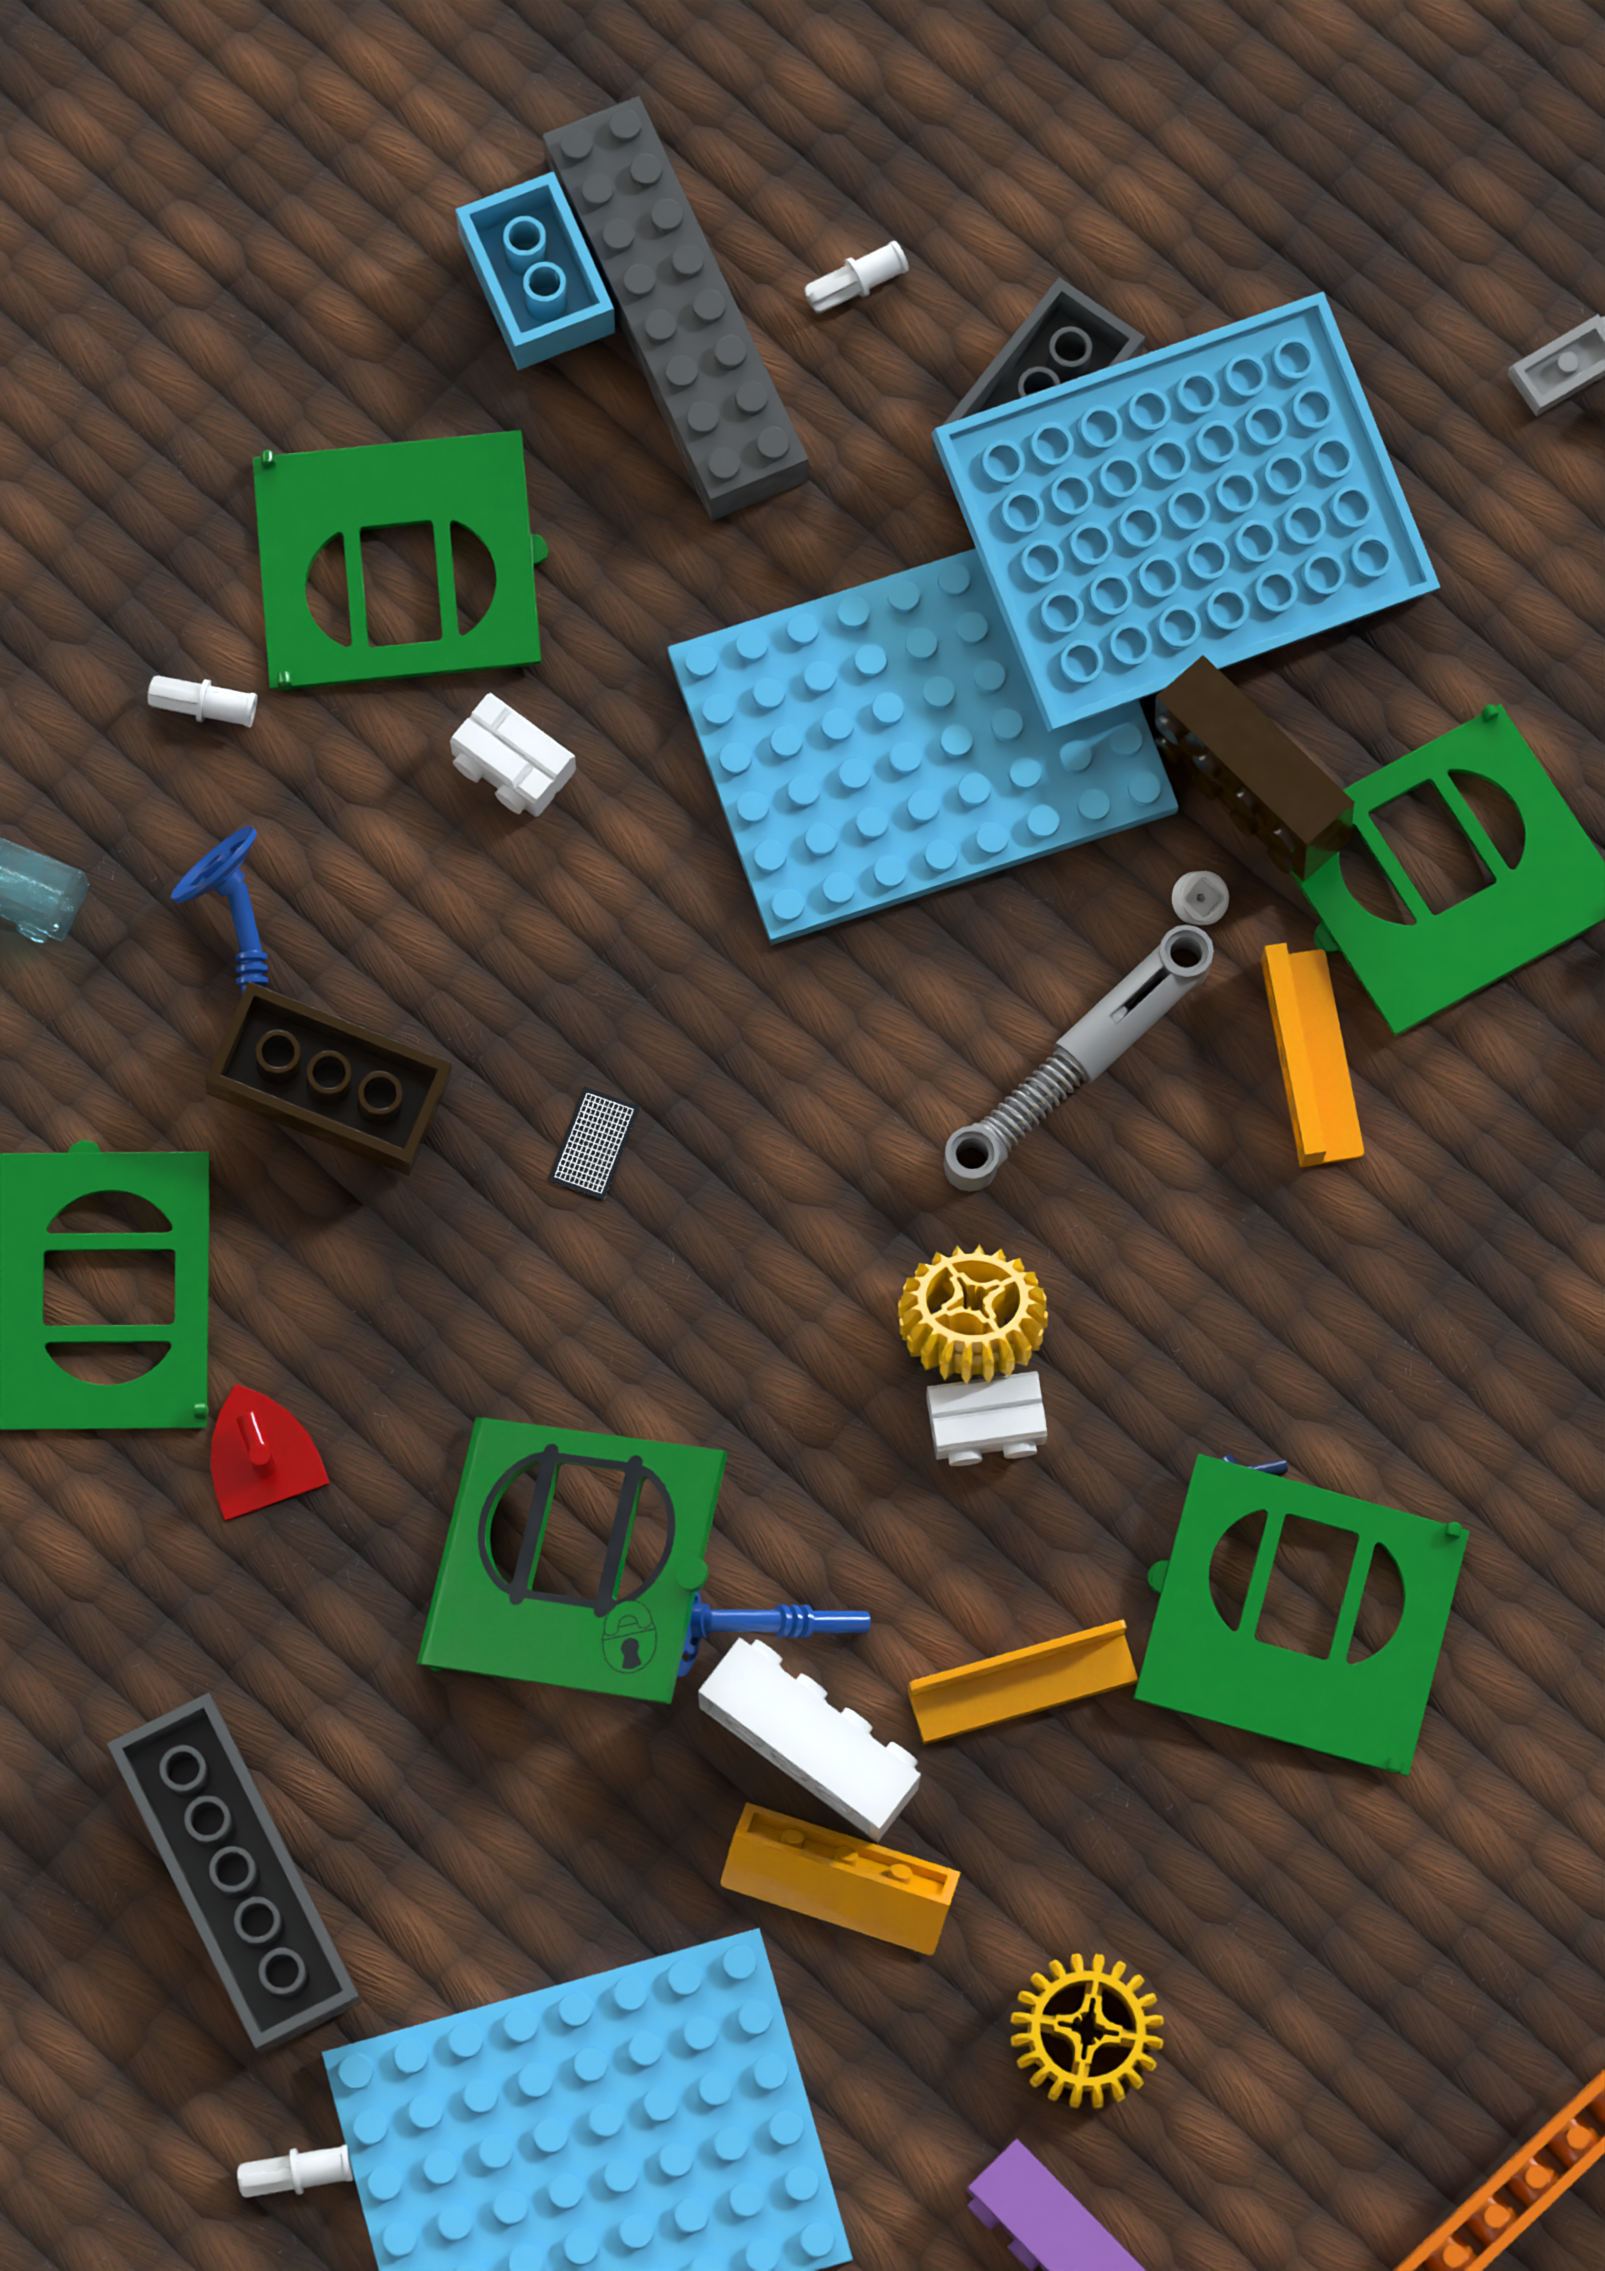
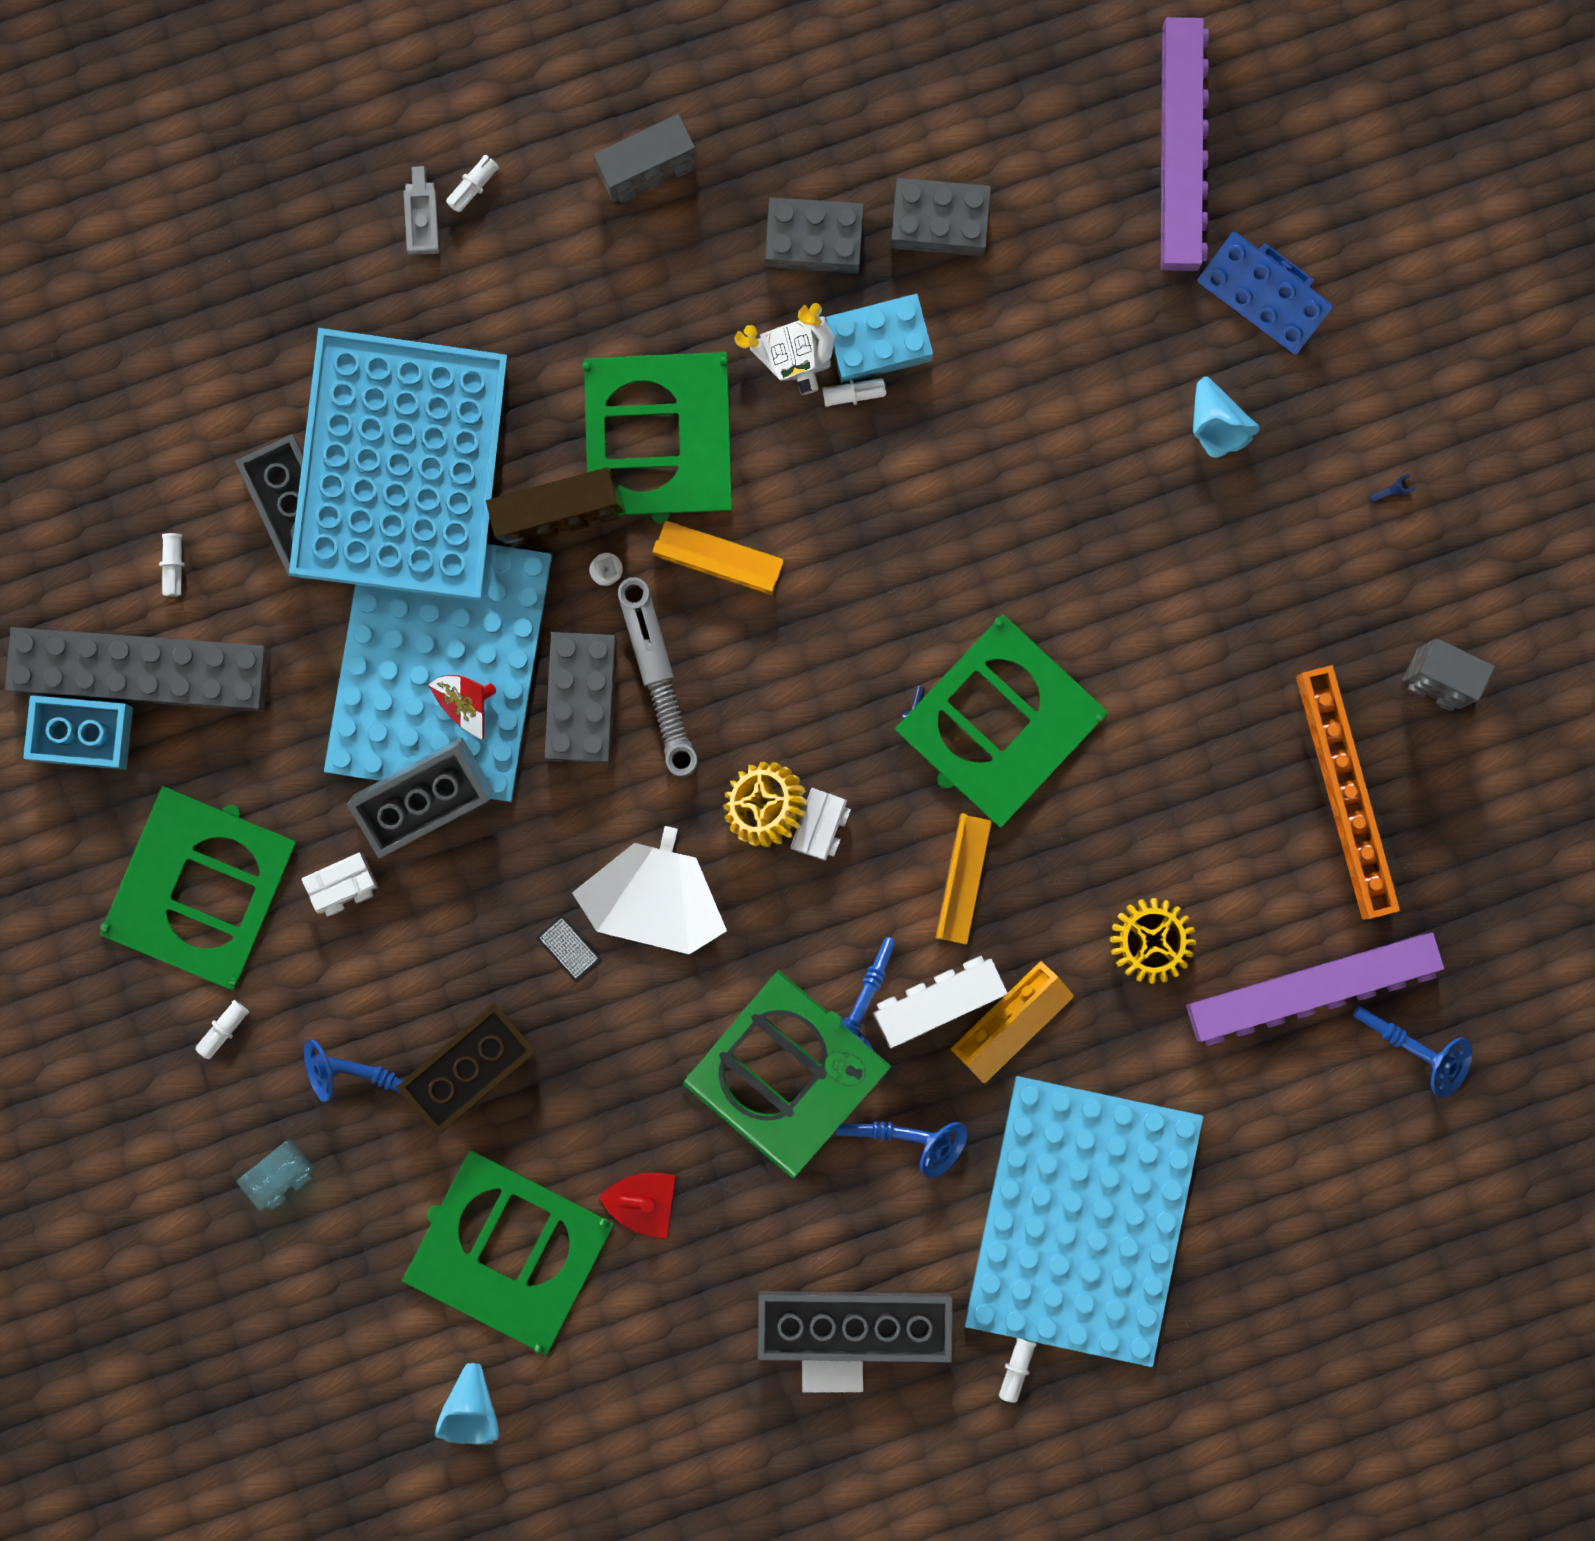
camera: 65 degrees left, 10 degrees up
(141, 1886) = (832, 1376): none -> white sticker
(586, 1851) = (937, 1145): none -> blue dish
(704, 797) = (420, 798): none -> dark grey brick
(737, 1222) = (653, 898): none -> white panel
(884, 784) = (463, 701): none -> shield
(983, 959) = (580, 698): none -> dark grey brick

